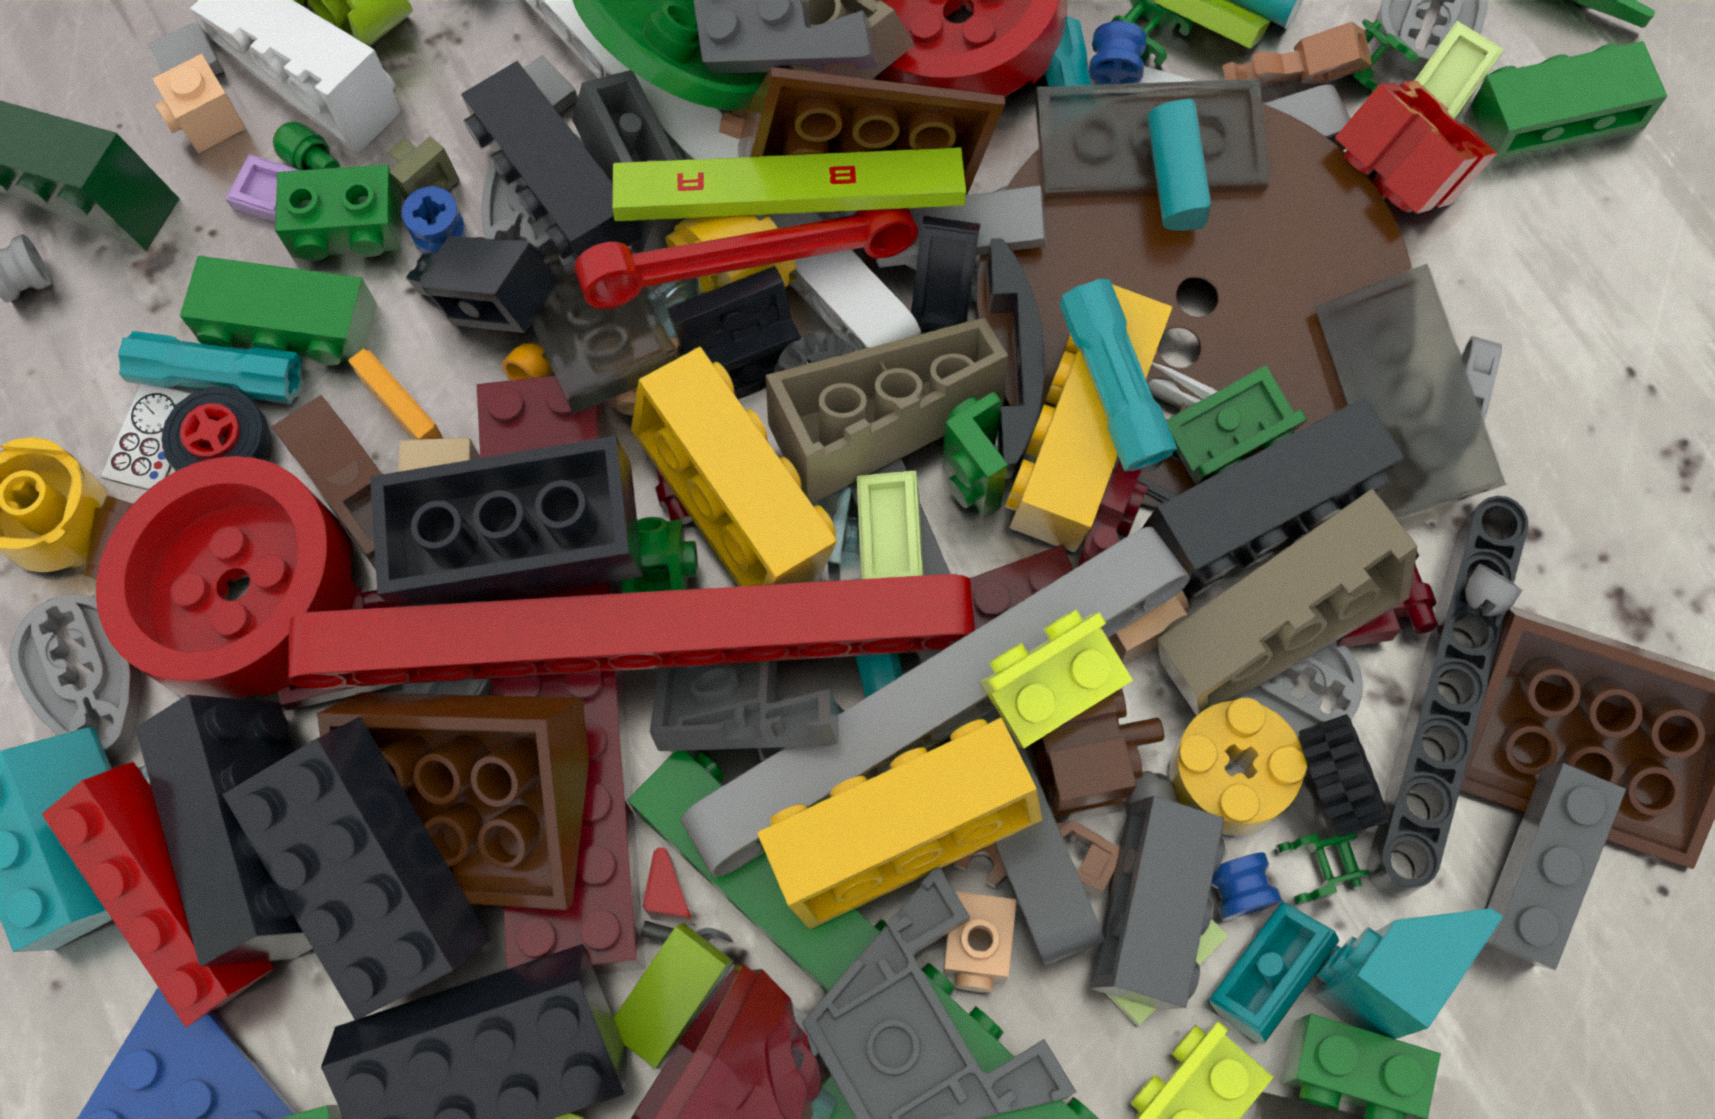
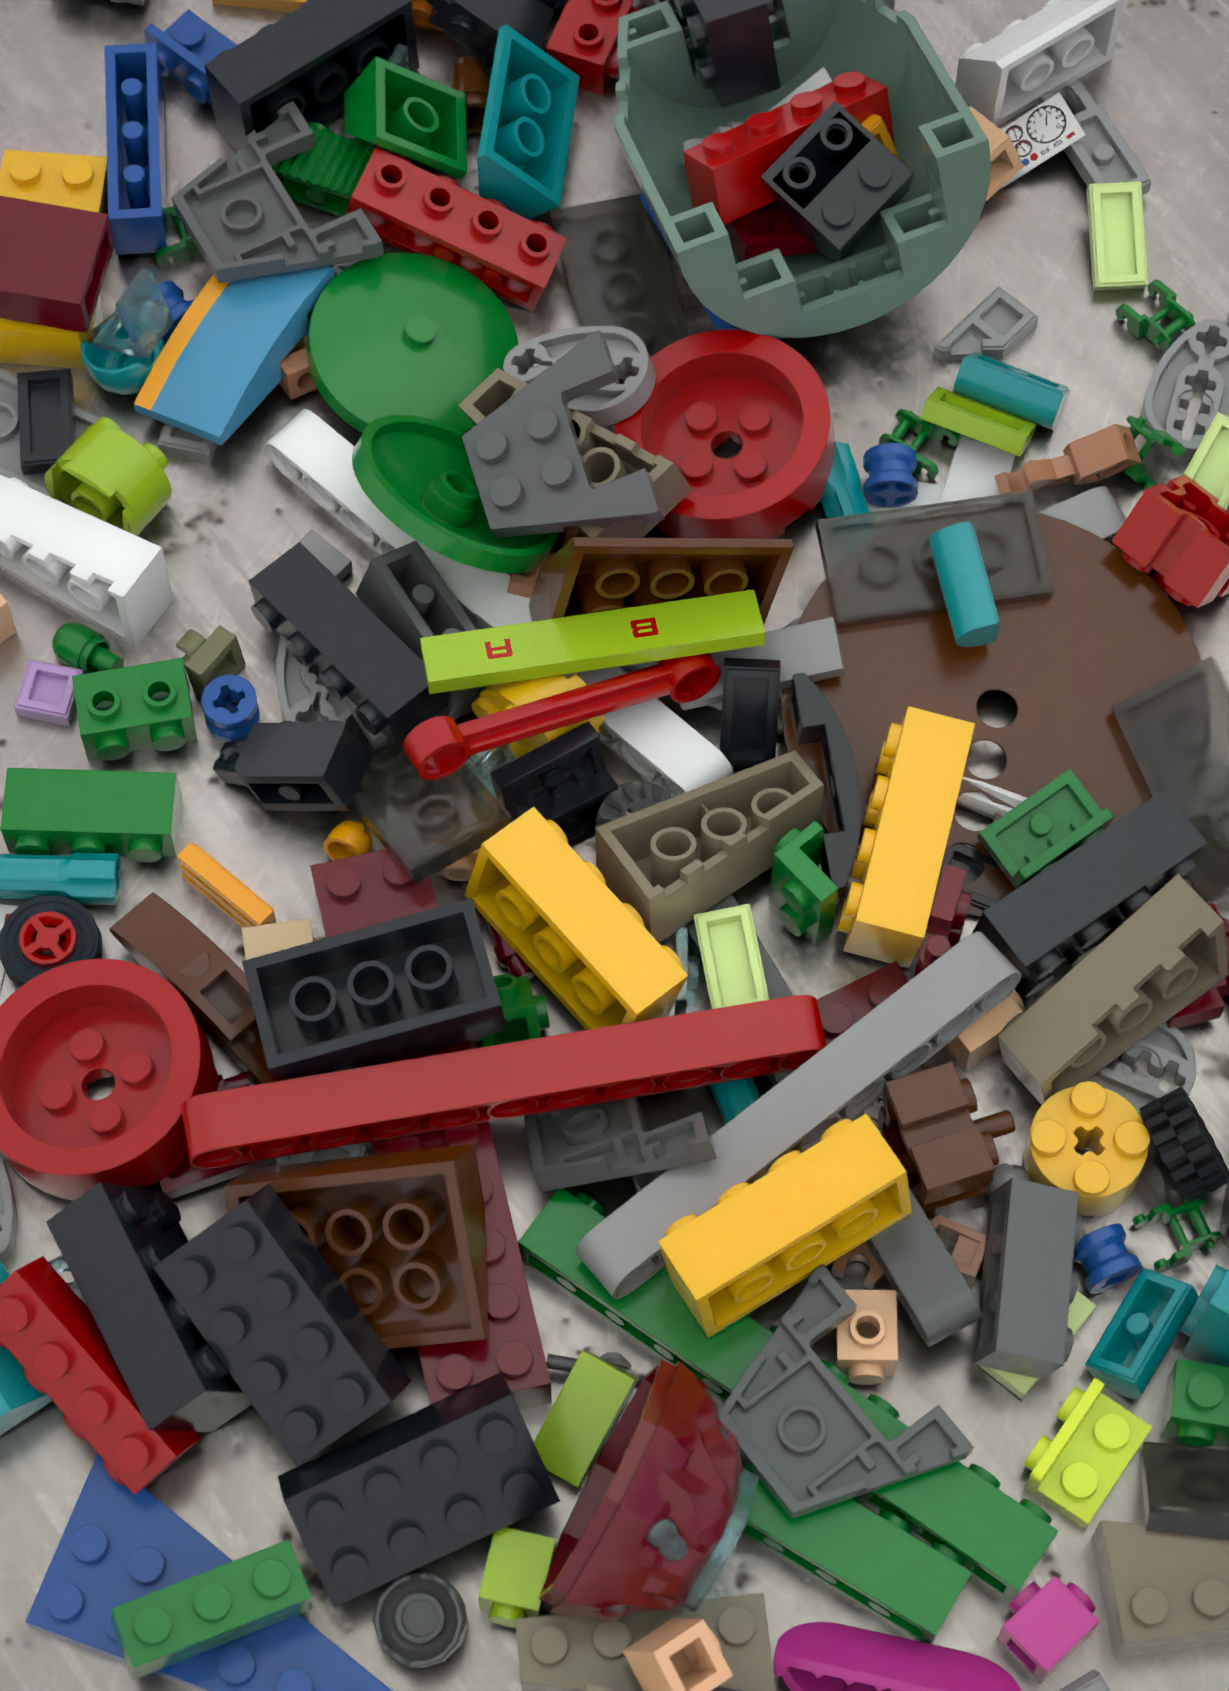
camera: 10 degrees left, 5 degrees down
(664, 891) = (566, 1329): red slope -> none
(1055, 679) = (910, 1076): neon yellow bracket -> none
(1132, 414) = (950, 828): teal axle -> none
(1204, 56) = (974, 470): none -> white sticker

